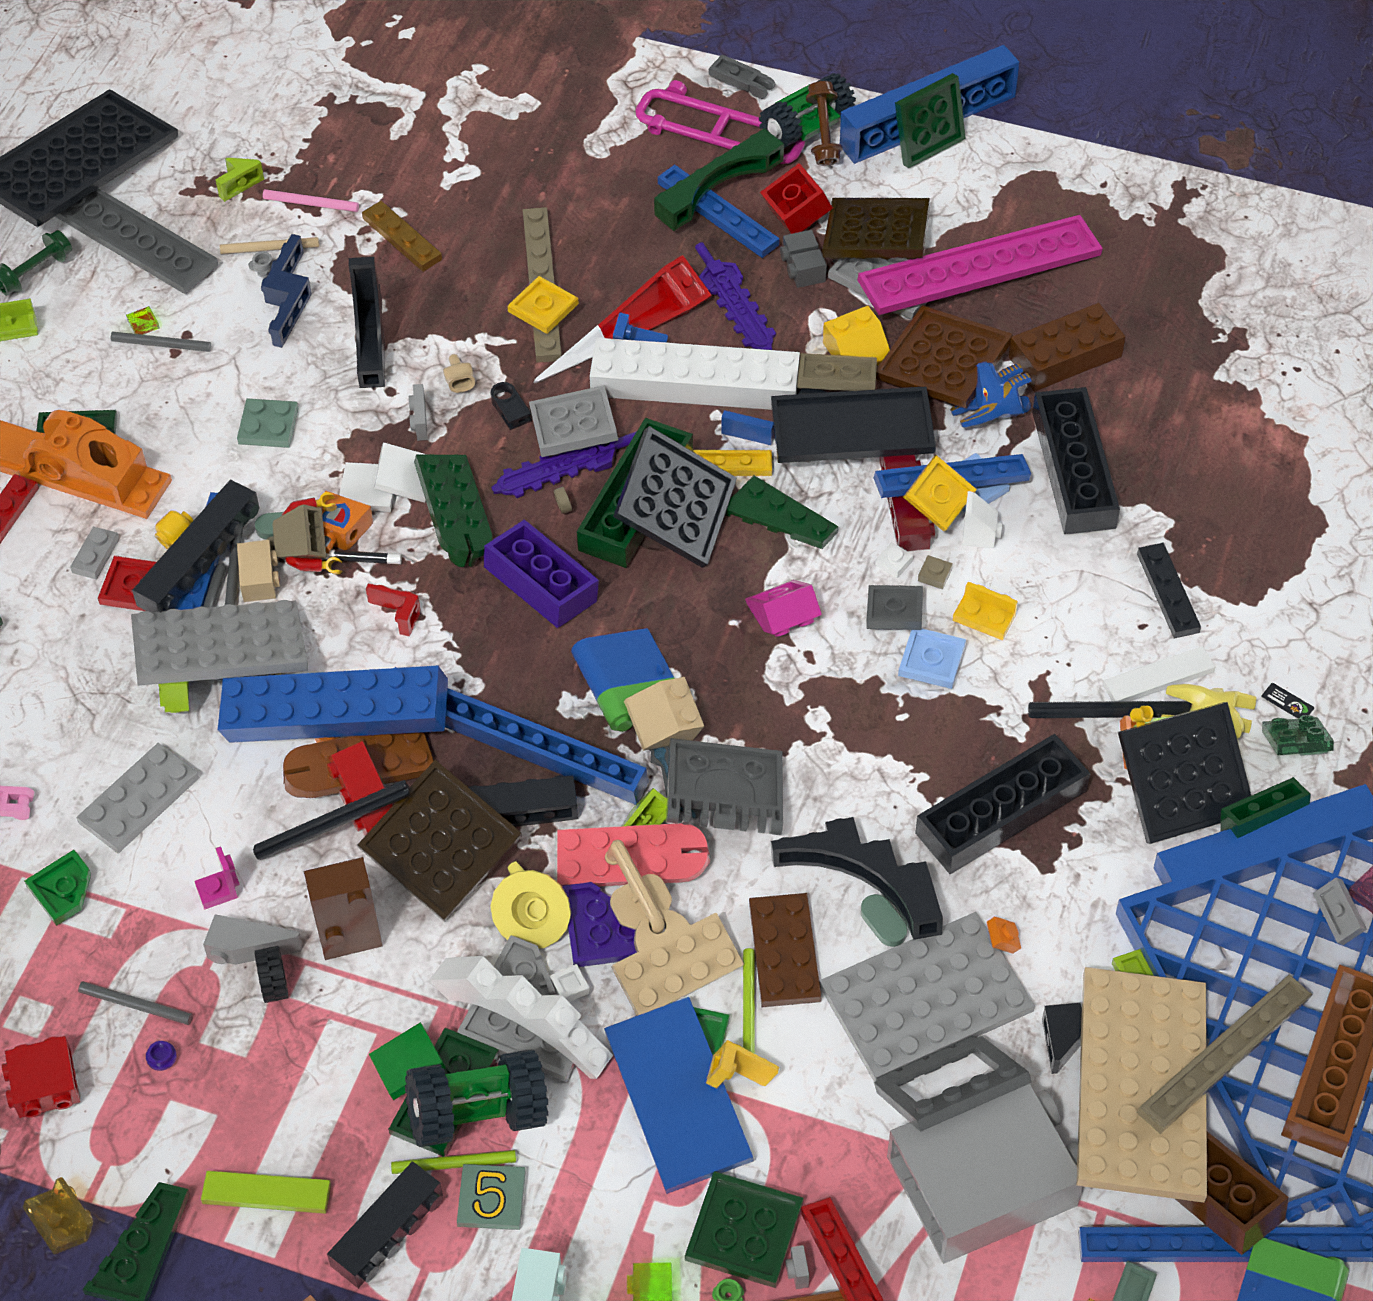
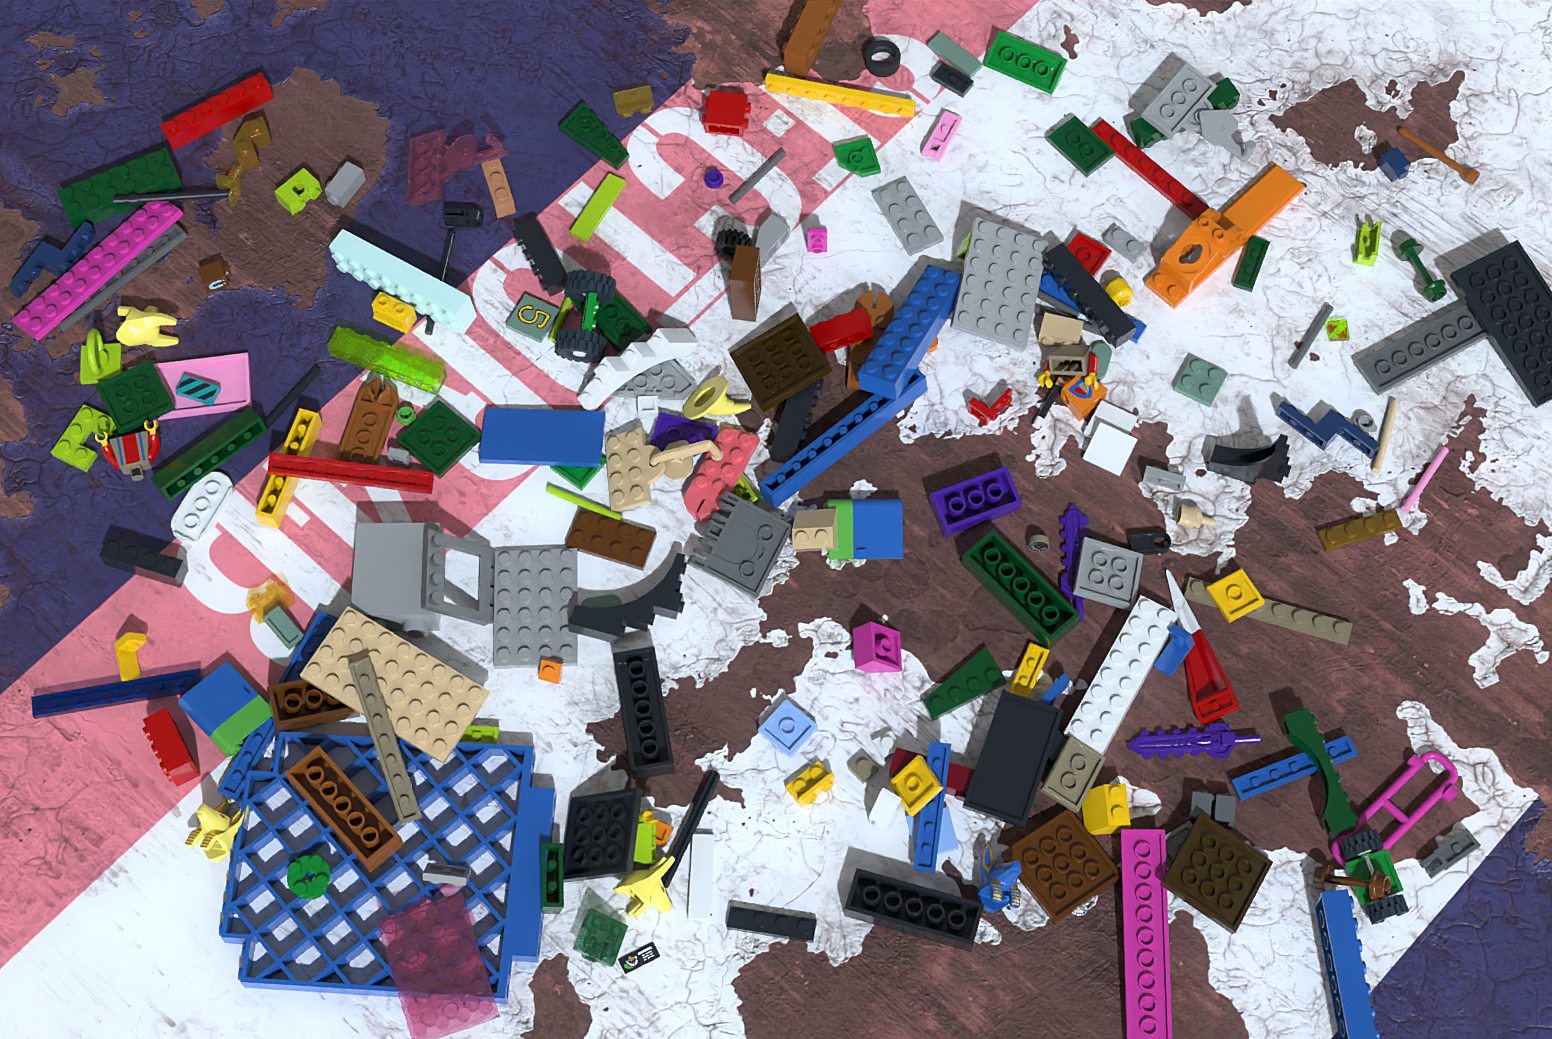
camera: 115 degrees right, 10 degrees up
(240, 176) = (1466, 436): lime slope -> none
(331, 820) = (824, 306): black axle -> none
(402, 1053) = (639, 299): green tile -> none
(454, 506) = (1063, 469): dark green plate -> none
(675, 497) = (995, 605): plate -> none
(734, 1058) = (538, 459): yellow bracket -> none
(796, 199) = (1272, 824): red brick -> none
(894, 607) = (839, 721): dark grey plate -> none
(930, 120) = (1317, 965): dark green plate -> none
(1062, 1033) = (469, 668): black slope -> none
(1067, 346) = (1032, 965): reddish brown brick -> none

